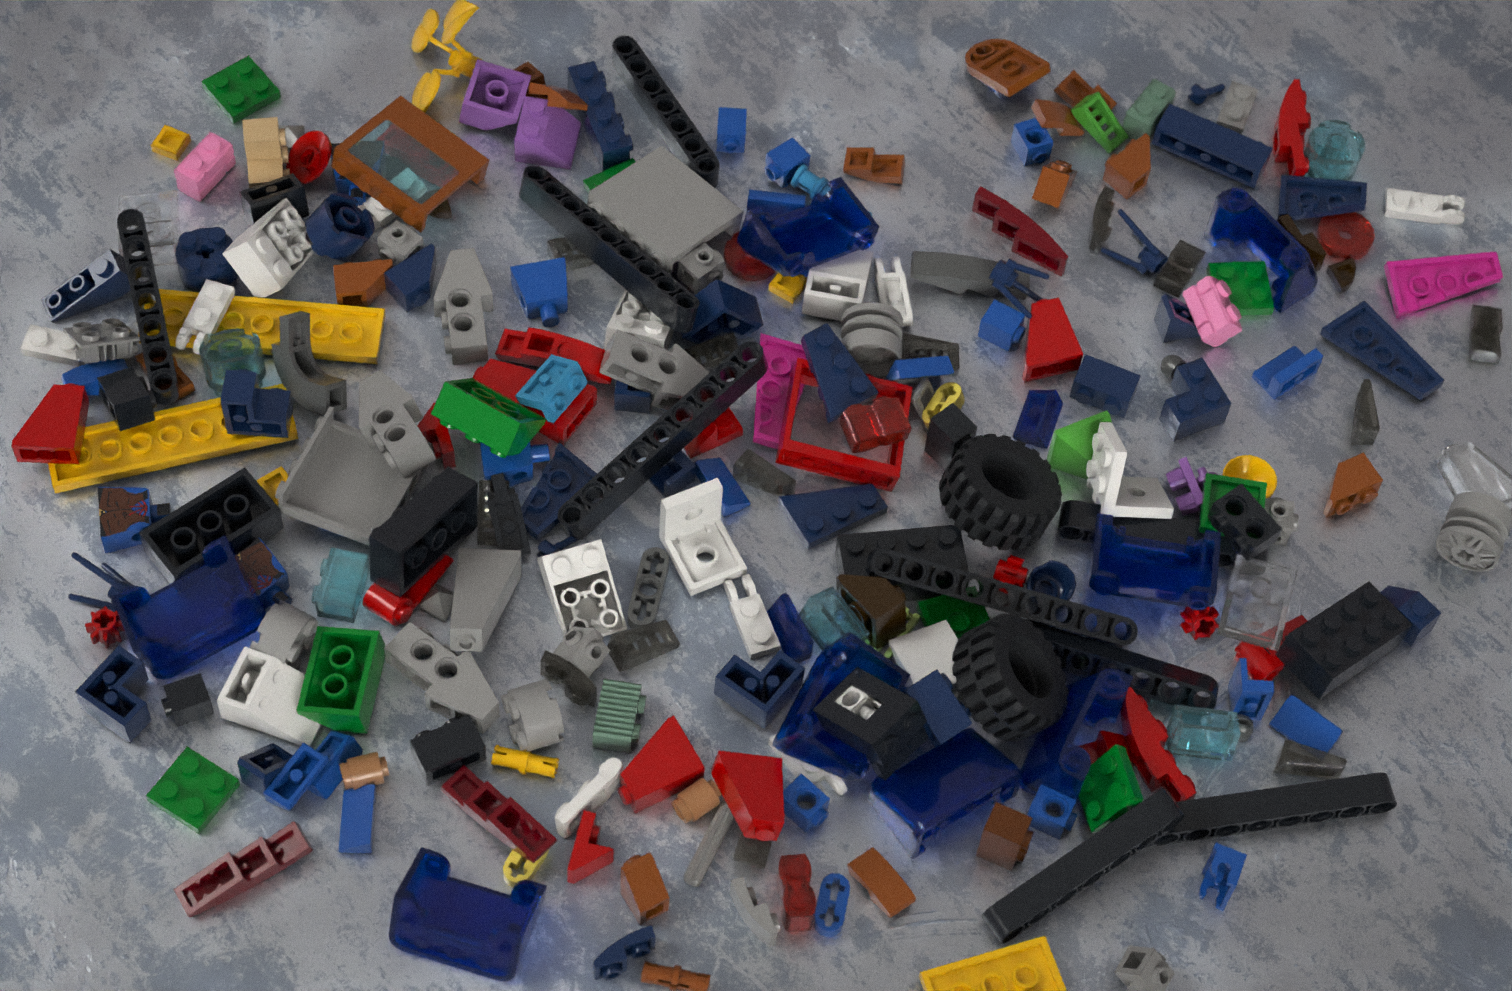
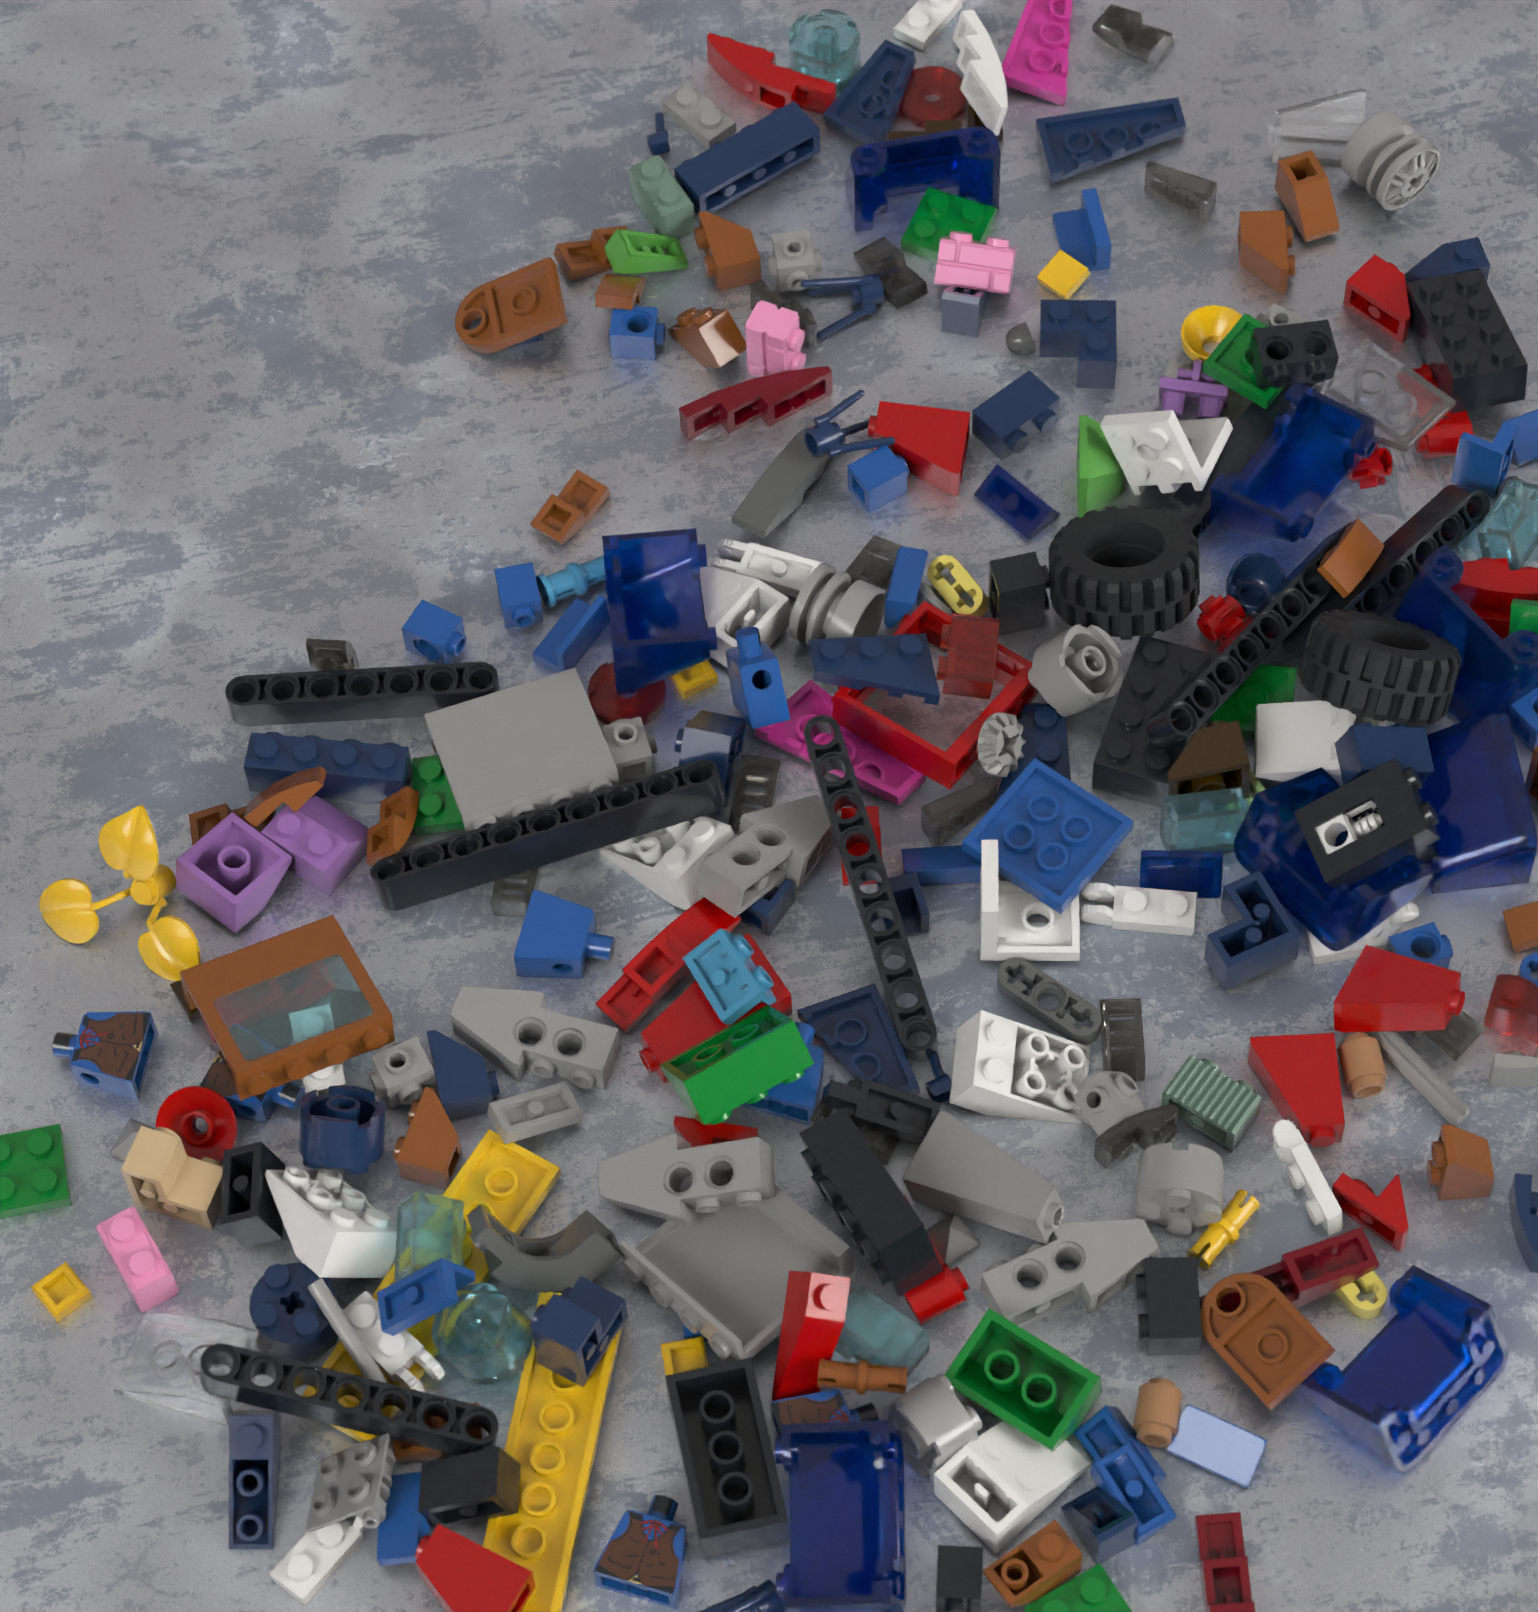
camera: 55 degrees left, 0 degrees up
(193, 290) = (345, 1331): none -> light grey bar
(212, 738) = (1035, 1566): none -> dark orange slope
(233, 308) = (421, 1295): none -> blue panel
(276, 301) = (428, 1230): none -> clear light blue brick
(298, 579) = (862, 1376): none -> dark orange pin
(315, 536) = (809, 1330): none -> red slope
(341, 94) = (110, 1051): none -> torso
(408, 328) = (534, 1112): none -> light grey plate
(443, 809) = (1263, 1338): none -> dark orange tile
(569, 166) = (395, 825): none -> dark orange slope
(672, 74) = (331, 654): none -> clear smoke slope
(766, 531) = (1049, 835): none -> blue plate
(785, 312) = (756, 680): none -> blue torso
(812, 465) = (991, 742): none -> light grey gear
(913, 511) = (1077, 669): none -> light grey brick
(1067, 216) = (773, 340): none -> bright pink brick
(1098, 629) = (1350, 558): none -> dark orange slope
(1146, 204) = (793, 260): none -> light grey brick
(1244, 371) = (1063, 275): none -> yellow tile
(1355, 569) = (1380, 296): none -> red slope
(1378, 250) = (982, 71): none -> white slope
(1410, 492) = (1307, 195): none -> dark orange slope

